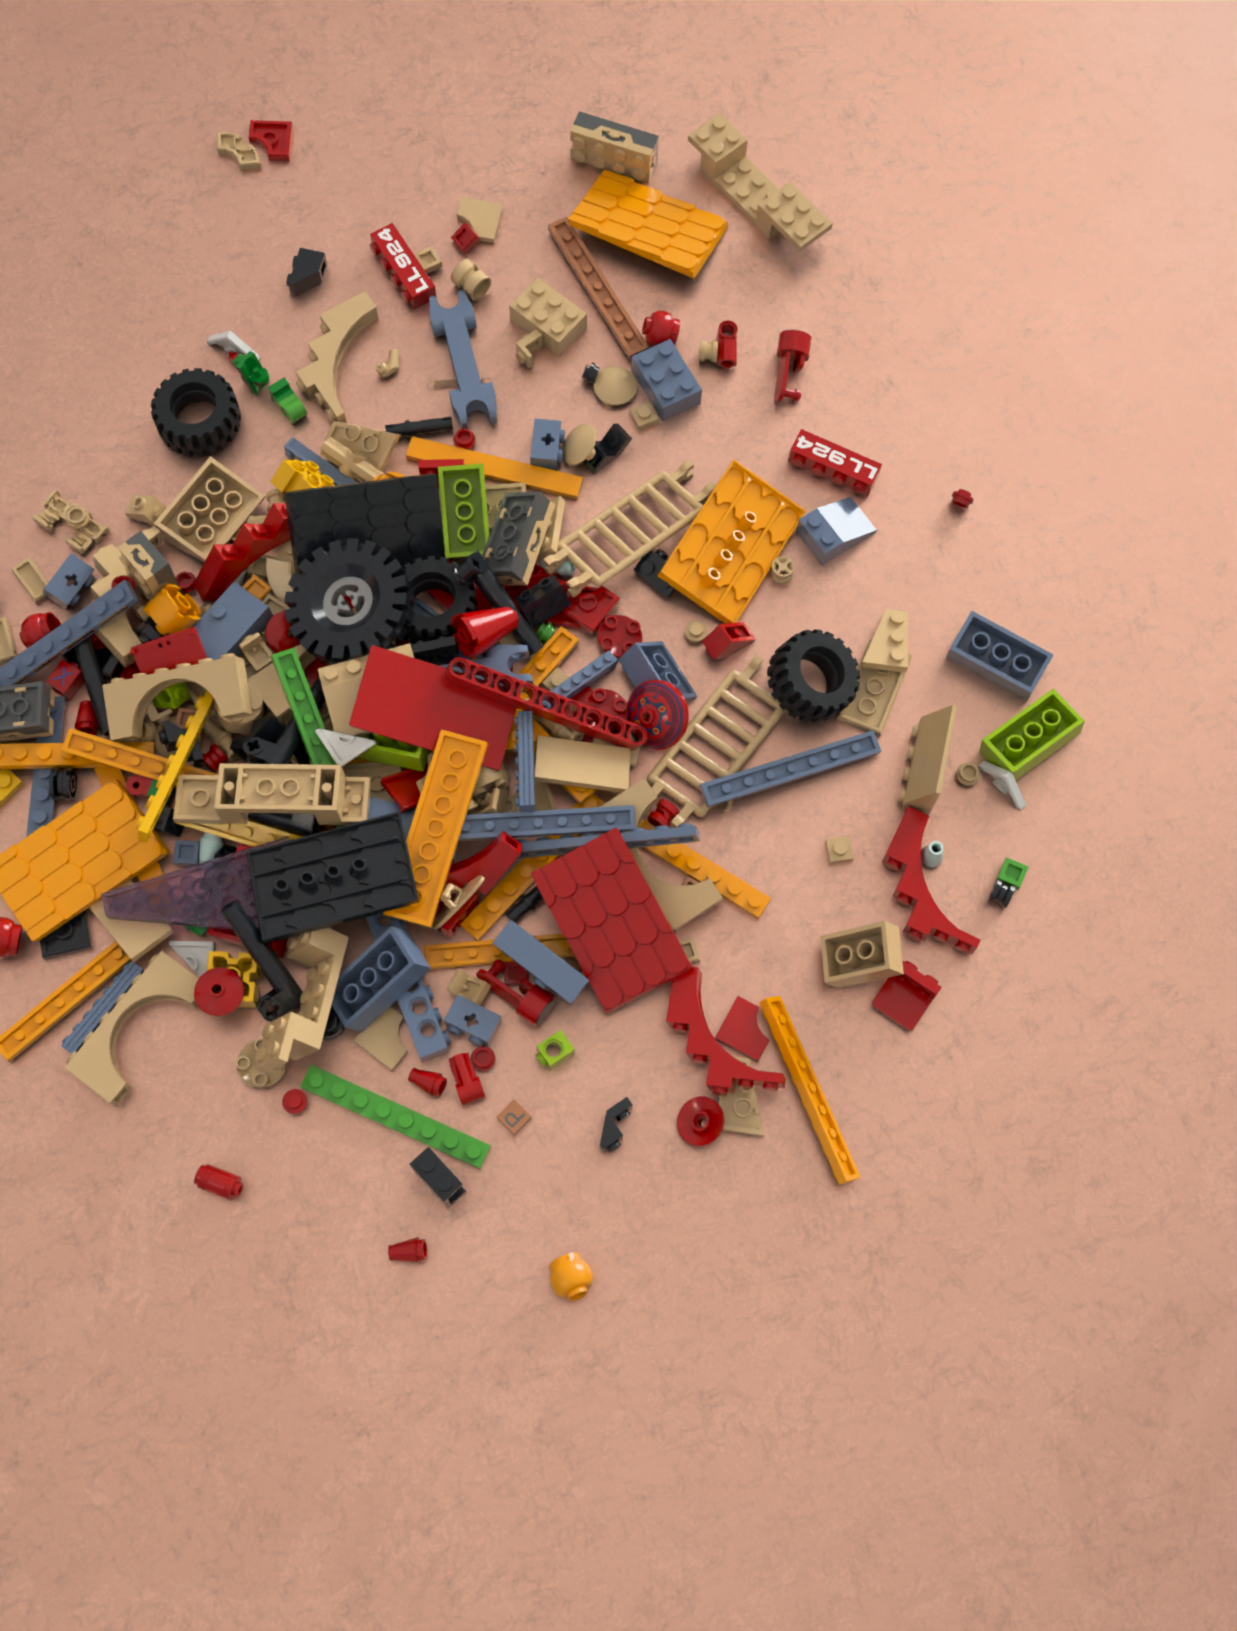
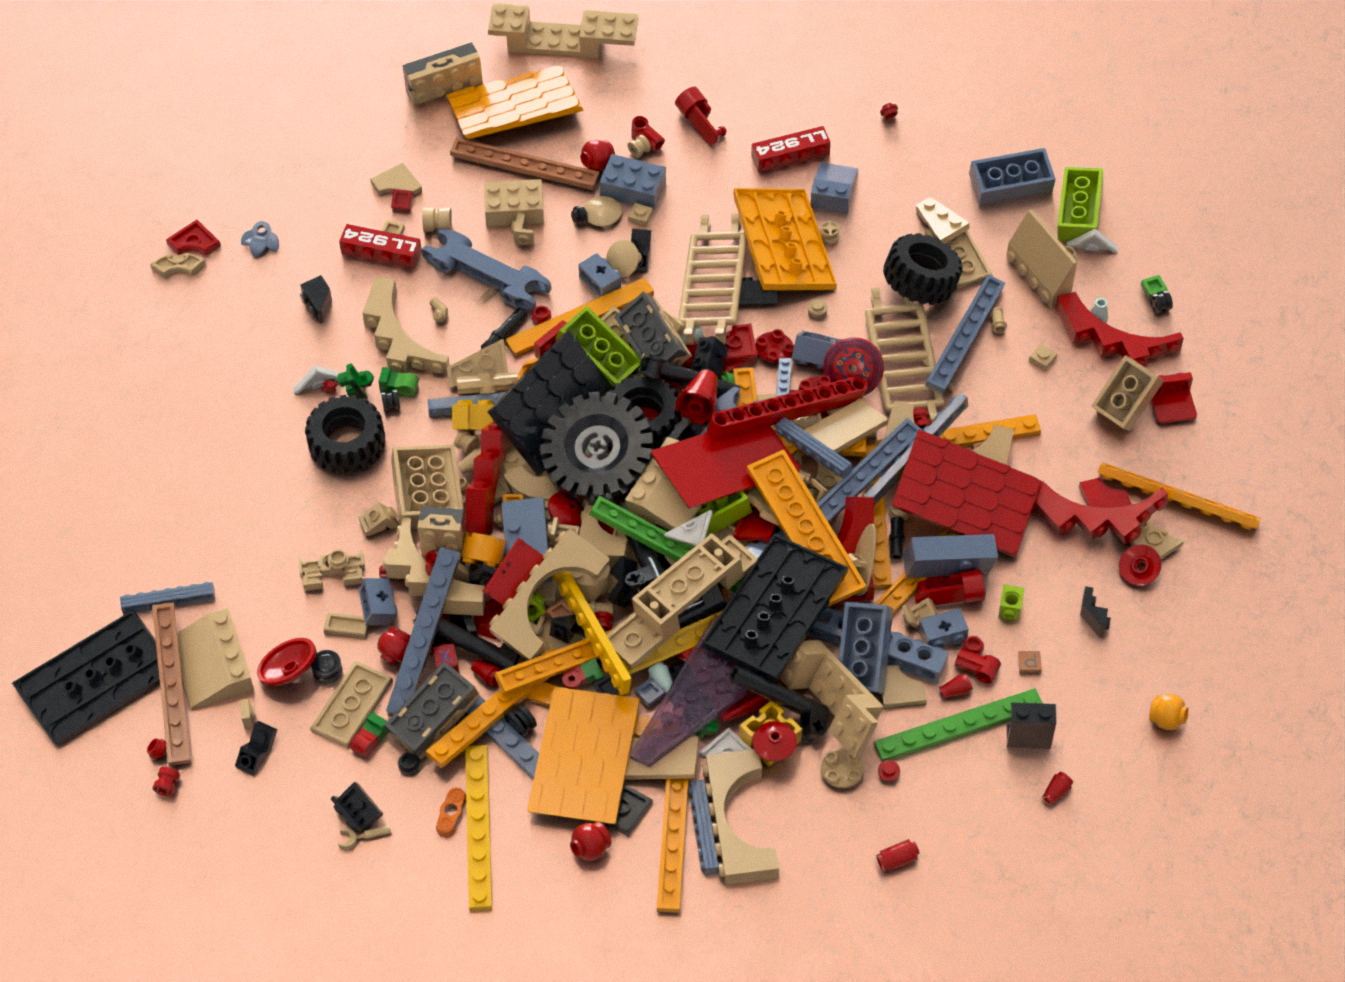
camera: 40 degrees left, 15 degrees down
(265, 412) = (390, 400): none -> black wheel
(320, 182) = (260, 240): none -> sand blue plate
(728, 639) = (843, 296): red slope -> none
(834, 784) = (998, 324): none -> tan pin

